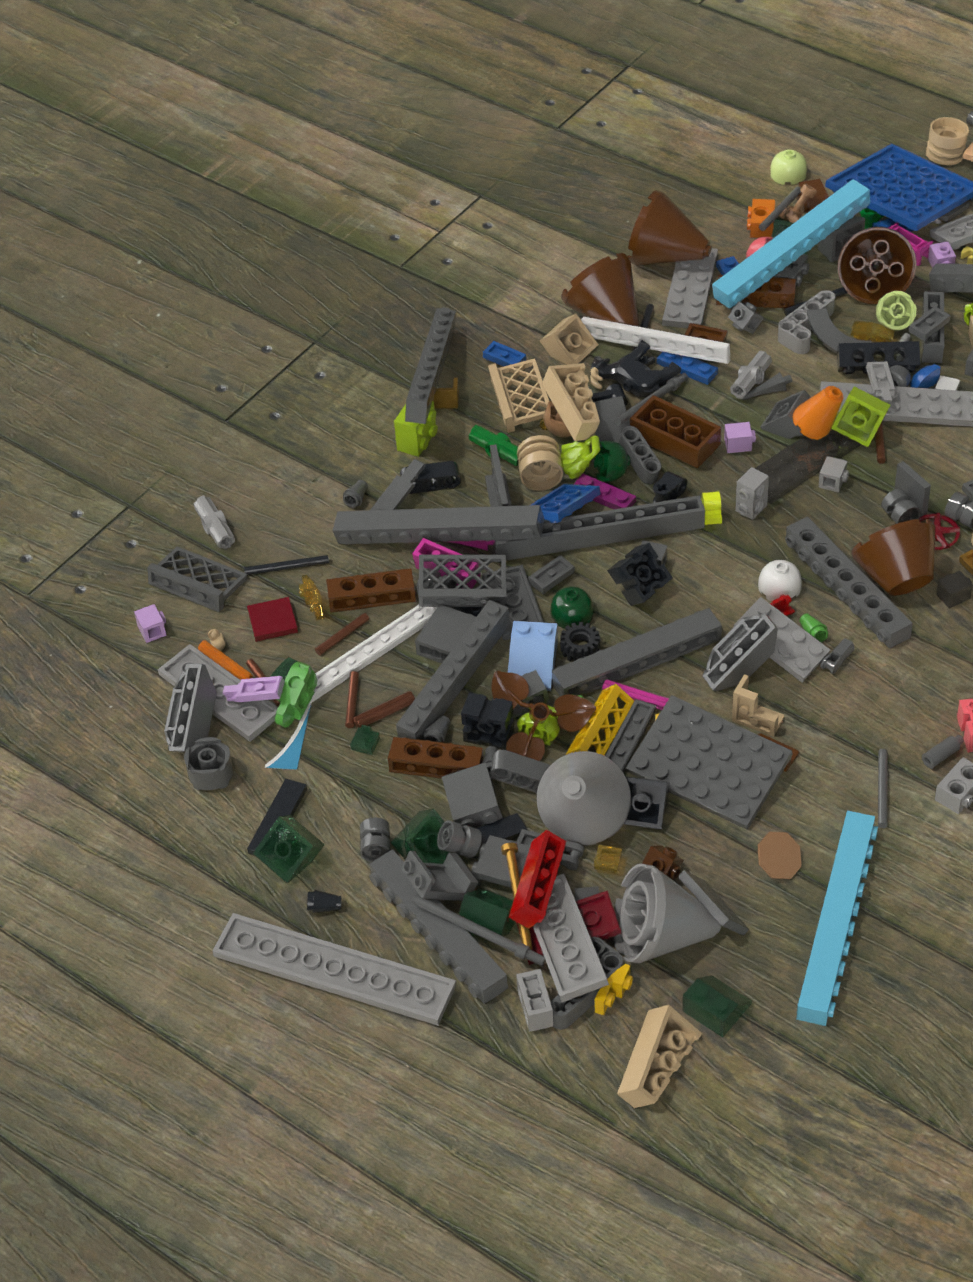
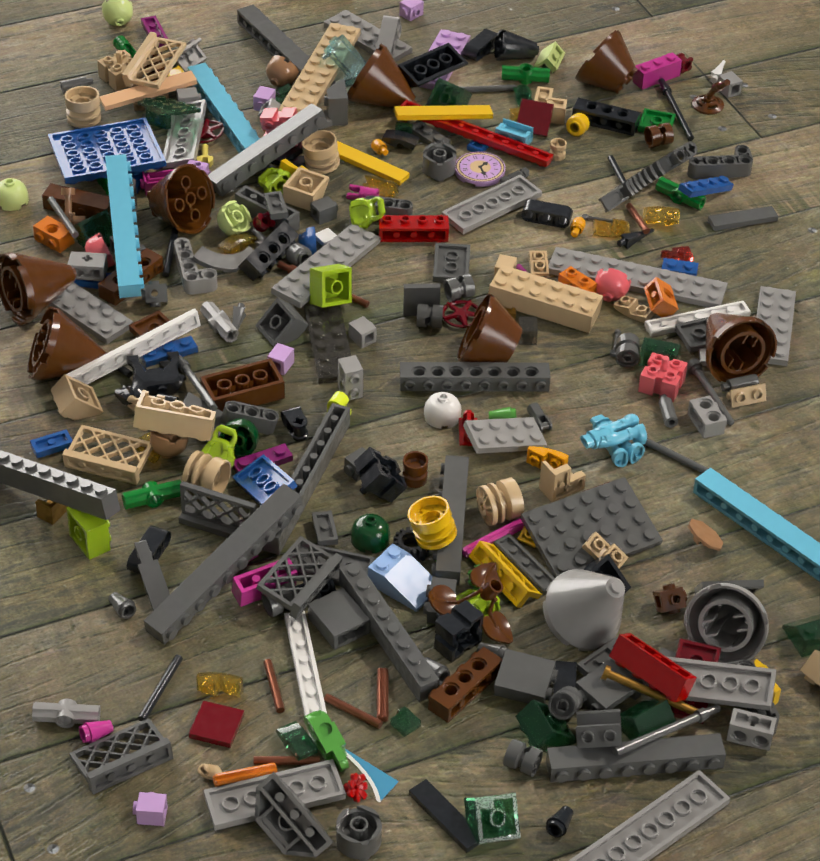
camera: 65 degrees left, 5 degrees down
(208, 548) = (93, 731): none -> dark pink cone
(255, 689) = (309, 760): lavender hinge -> none
(262, 741) = (356, 787): none -> red plant
(370, 590) = (245, 641): reddish brown brick -> none
(517, 770) = (525, 634): dark grey beam -> none
(593, 633) = (432, 522): none -> yellow wheel
(607, 858) = (639, 628): clear yellow plate -> none
(676, 597) = (415, 469): none -> reddish brown wheel
(680, 674) = (500, 501): none -> tan wheel
(680, 784) = (598, 547): none -> tan slope
(729, 252) = (89, 265): none -> light grey brick
(741, 652) = (503, 451): dark grey wedge -> none
(780, 686) = (536, 455): none -> light orange slope
(818, 413) = (313, 298): orange cone -> none
(844, 714) = (615, 433): none -> medium azure piece
(861, 717) = (623, 452): none -> medium azure piece
(881, 381) = (306, 257): light grey hinge -> none
(905, 333) = (263, 221): none -> dark red brick

